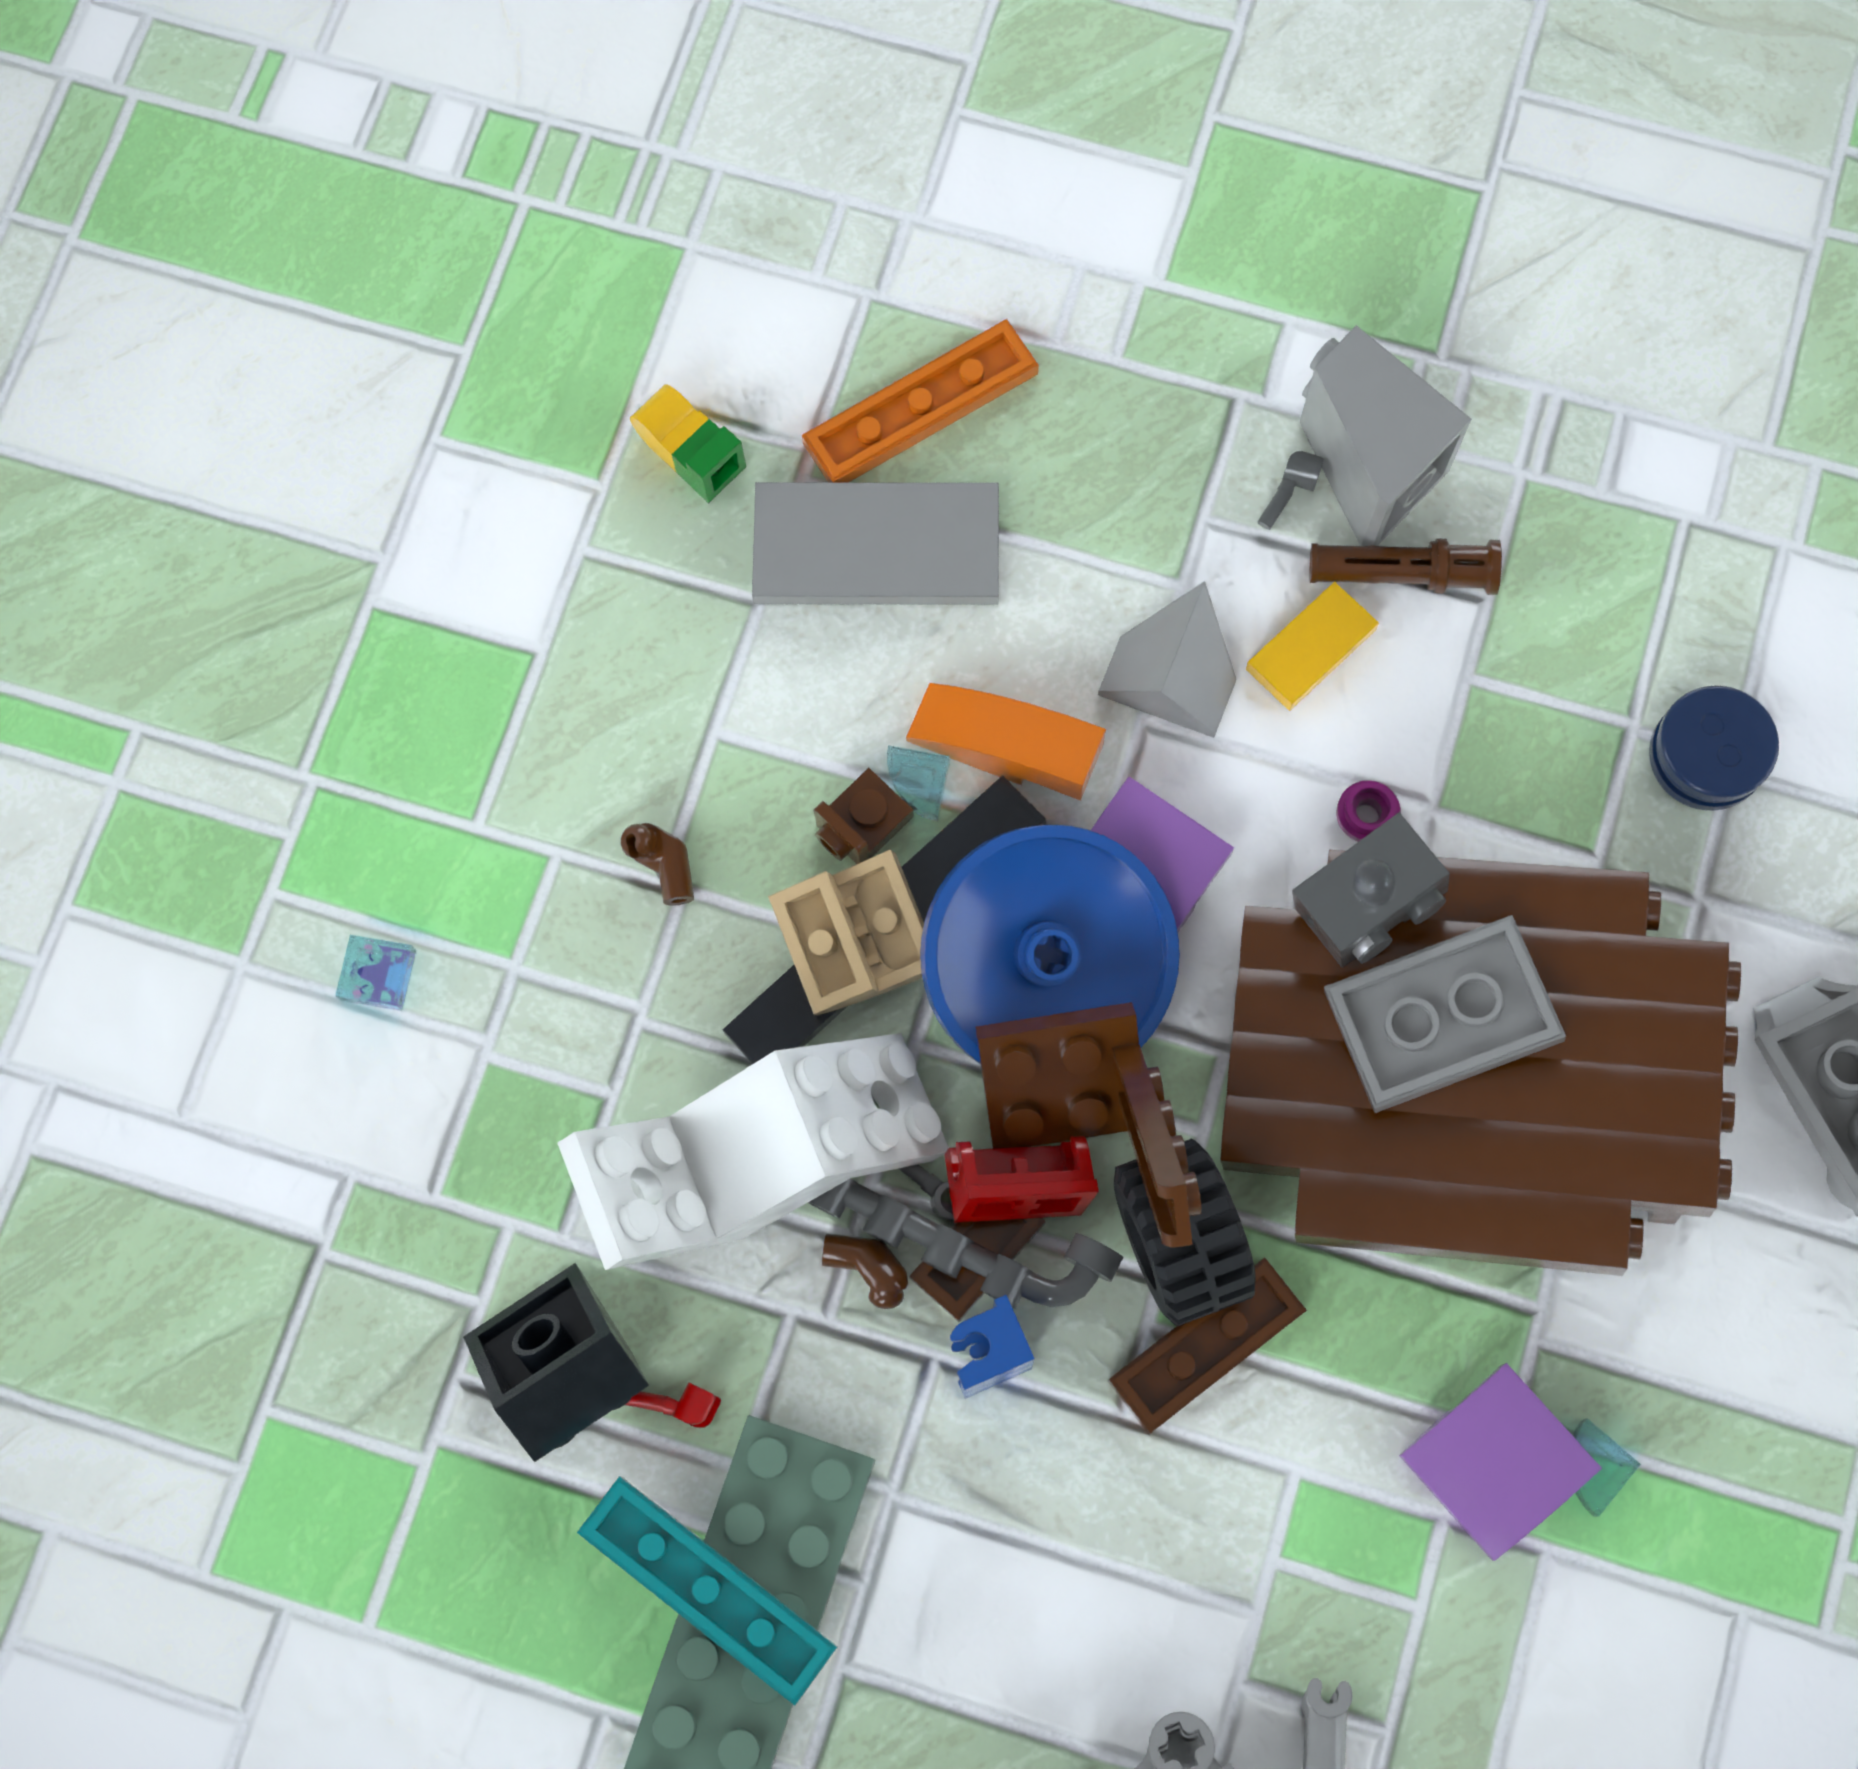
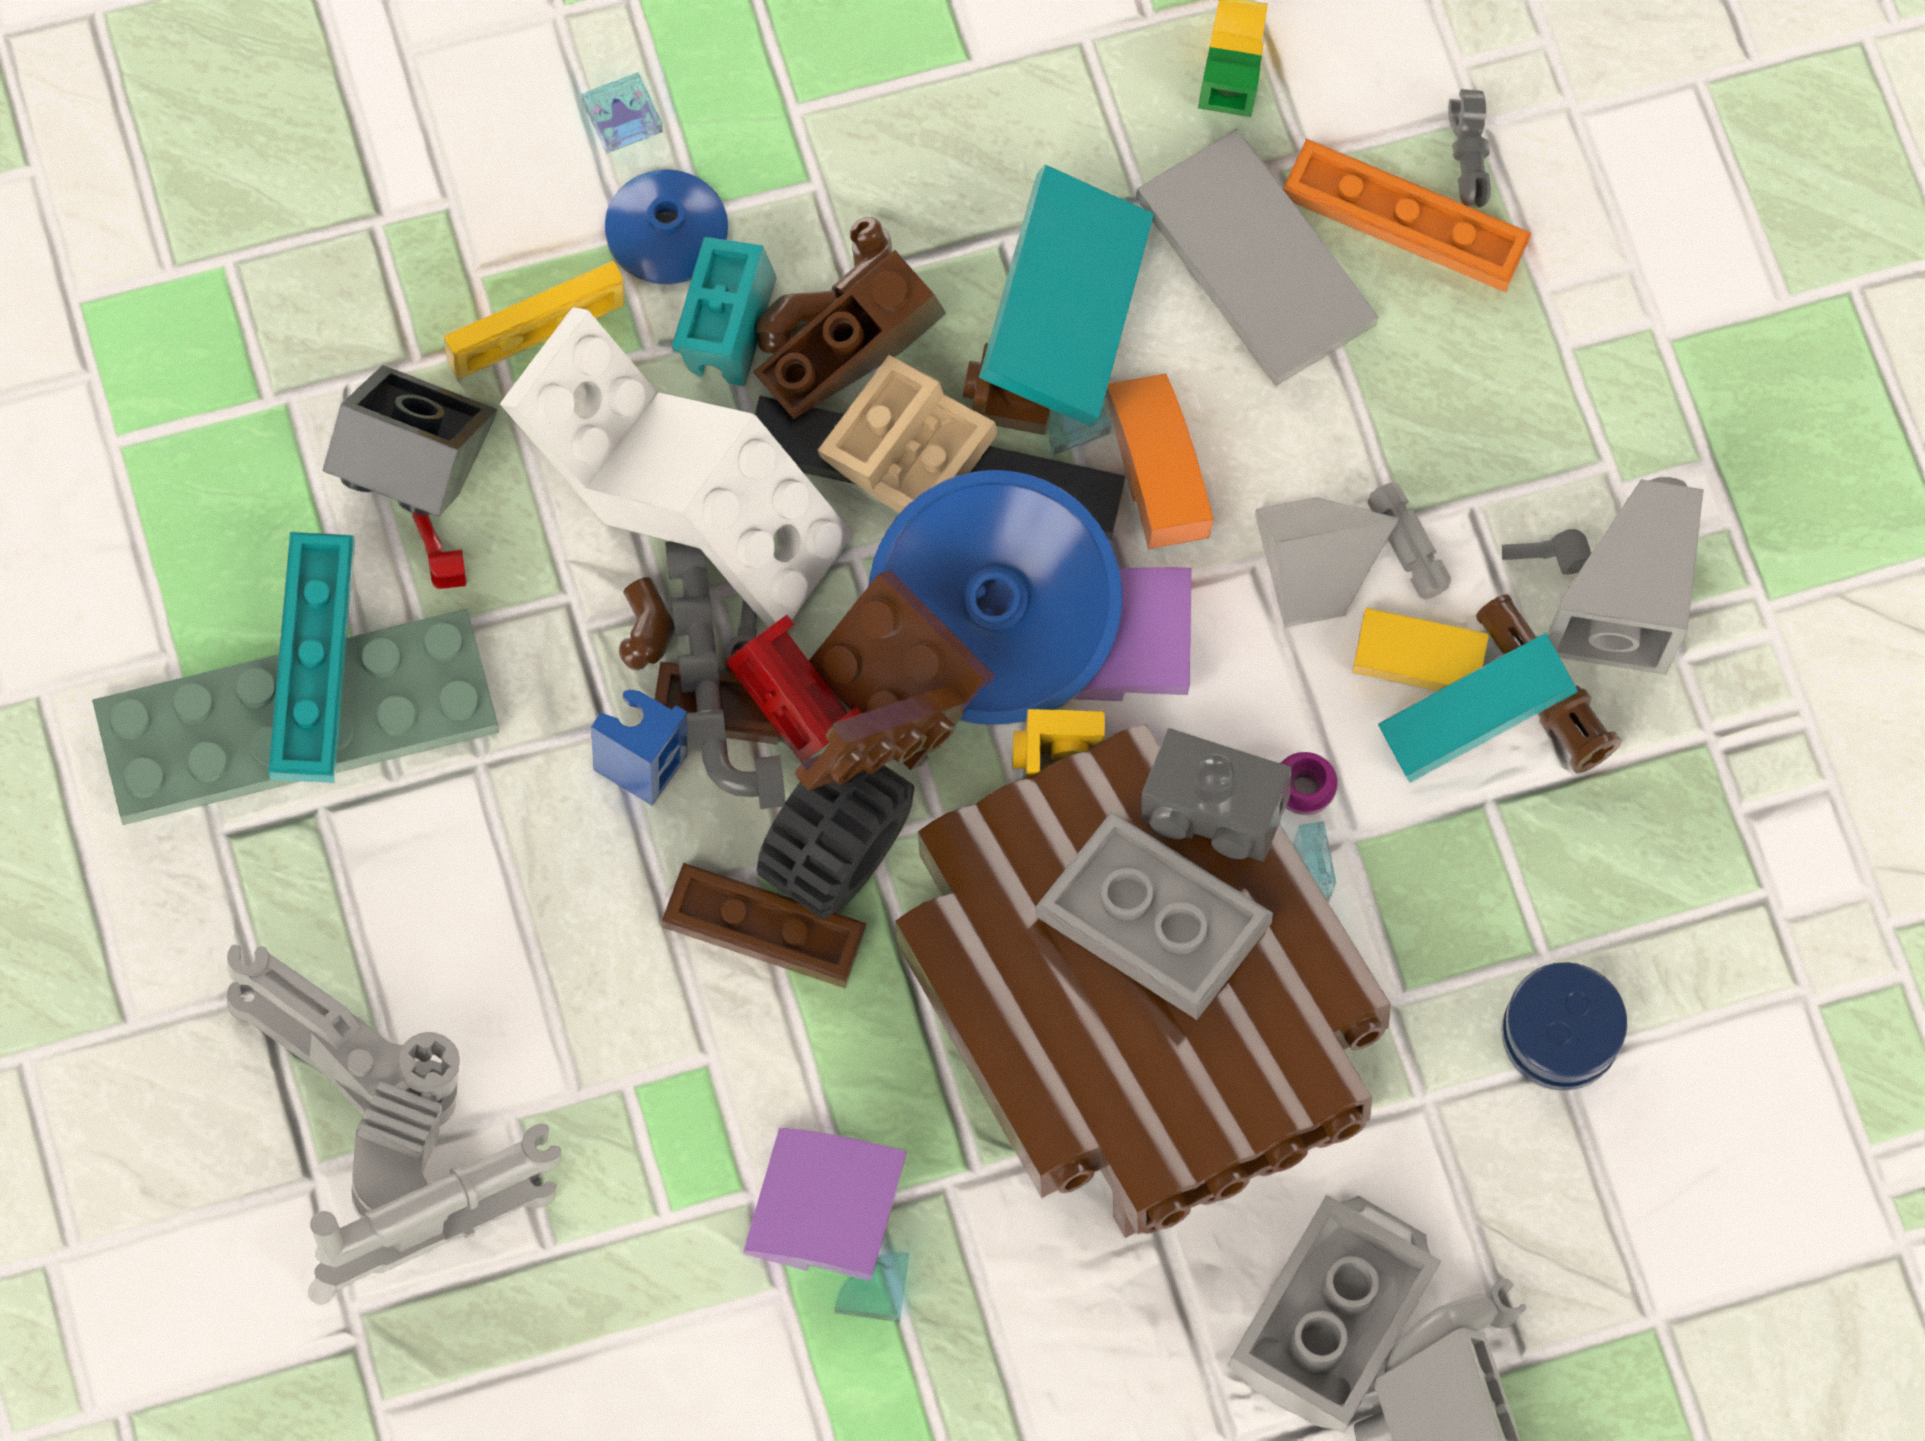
camera: 45 degrees right, 5 degrees down
(520, 1177) = (532, 320): none -> yellow tile
(524, 1028) = (660, 250): none -> blue dish
(624, 1006) = (722, 307): none -> teal hinge
(663, 957) = (786, 314): none -> reddish brown arm
(726, 920) = (852, 336): none -> reddish brown slope
(815, 715) = (1067, 296): none -> teal tile
(874, 302) = (1468, 123): none -> dark grey piece
(1210, 979) = (1055, 734): none -> yellow bracket
(1223, 588) = (1411, 542): none -> light grey axle
(1400, 631) = (1477, 707): none -> teal tile
(1452, 843) = (1314, 850): none -> clear light blue tile

